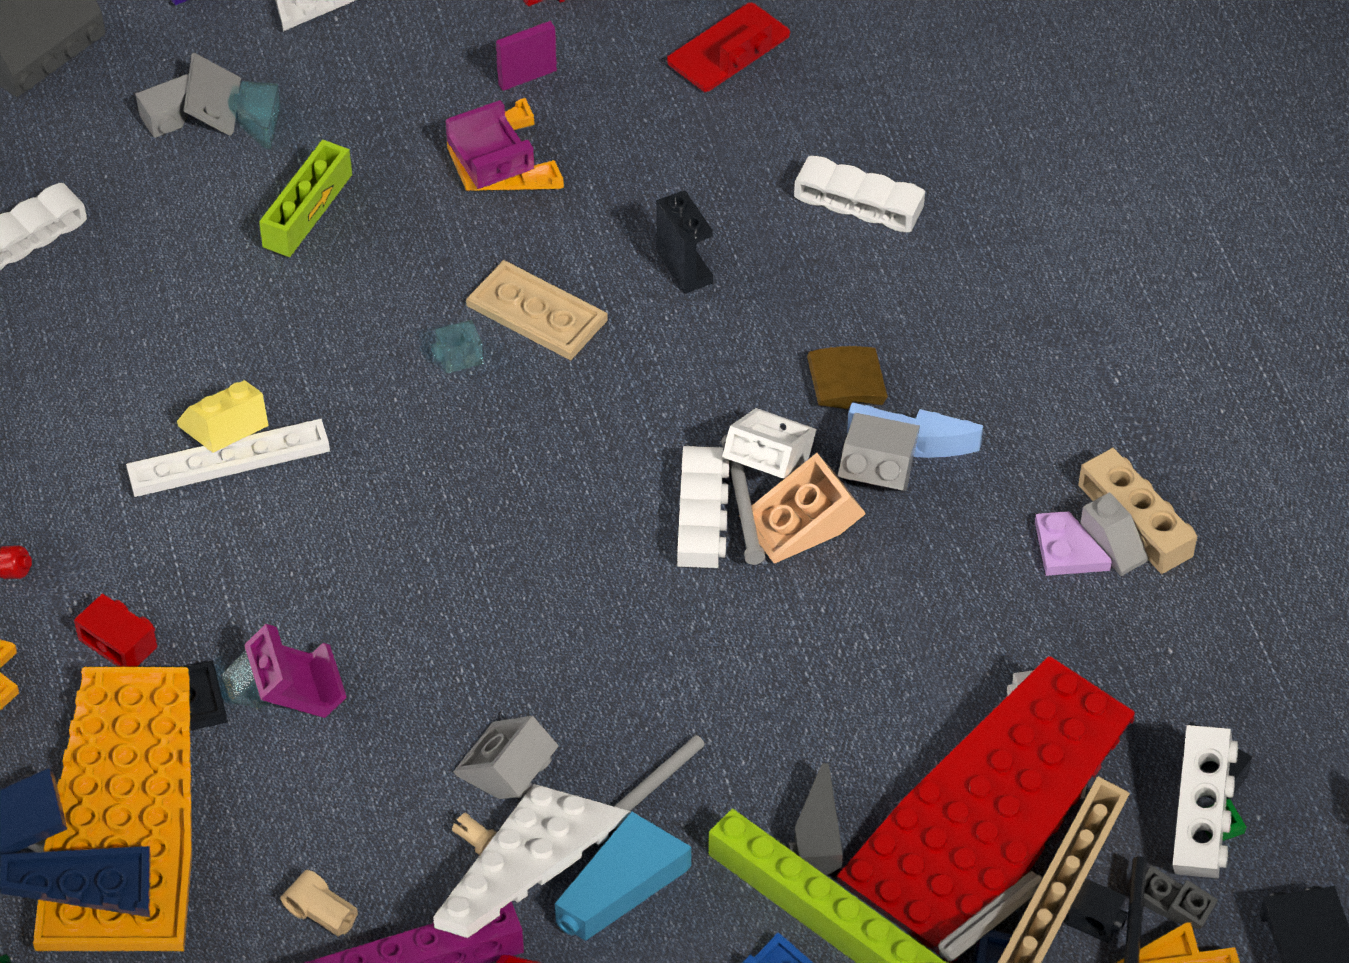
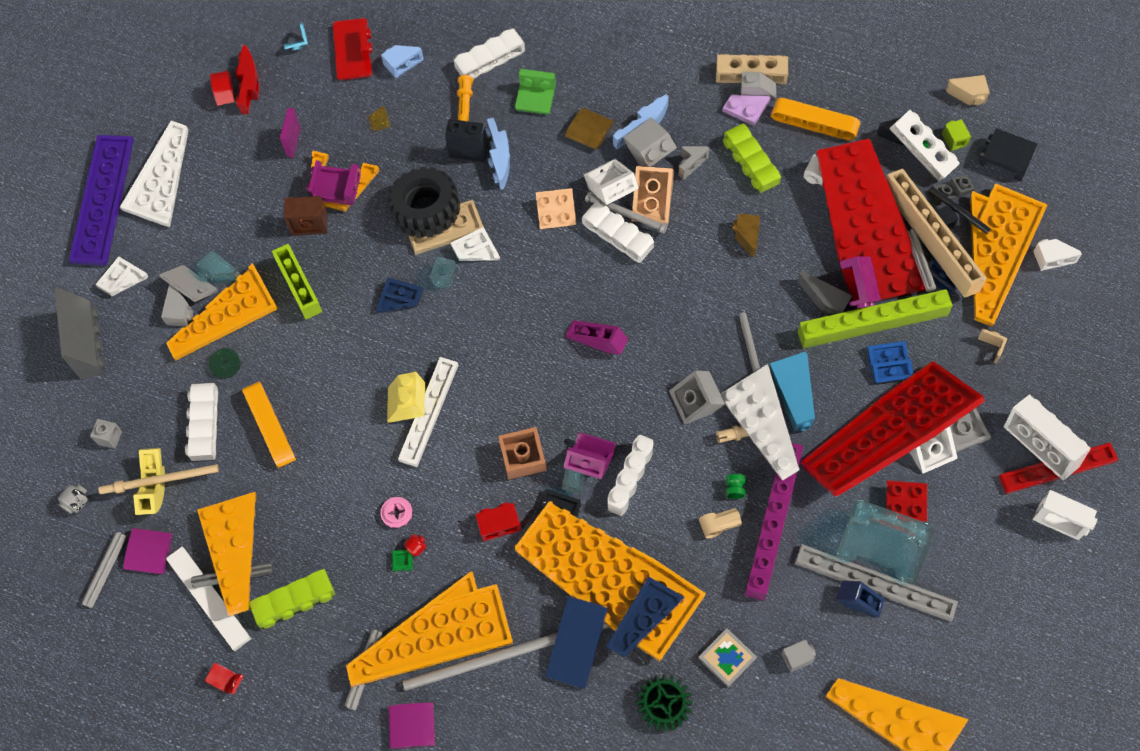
camera: 50 degrees left, 15 degrees up
(46, 502) = (389, 508): none -> bright pink gear
(71, 299) = (269, 424): none -> light orange beam
(139, 202) = (228, 370): none -> clear green piece
(166, 26) = (120, 277): none -> white wing
(203, 160) = (229, 311): none -> light orange wing
(241, 595) = (522, 453): none -> nougat brick
(318, 745) = (633, 471): none -> white brick
(380, 321) = (399, 296): none -> dark blue wing
(395, 889) = (735, 486): none -> green wheel
(412, 146) = (305, 215): none -> copper container
(506, 583) = (598, 336): none -> magenta slope
(532, 359) = (475, 247): none -> white wing
(539, 281) = (422, 184): none -> black tyre
(644, 141) = (379, 119): none -> clear yellow slope
(676, 413) = (555, 208): none -> light nougat hinge
(707, 301) = (499, 153): none -> light blue slope
(759, 105) = (401, 59): none -> light blue slope
(769, 205) = (464, 94): none -> light orange pin
(844, 665) = (747, 232): none -> pearl gold slope
(847, 281) = (535, 91): none -> bright green bracket
(869, 844) = (864, 279): none -> magenta panel
(911, 530) = (693, 158): none -> light grey slope
(978, 597) = (752, 158): none -> lime brick
(1127, 641) = (815, 119): none -> light orange beam
(1276, 844) = (956, 135): none -> lime brick

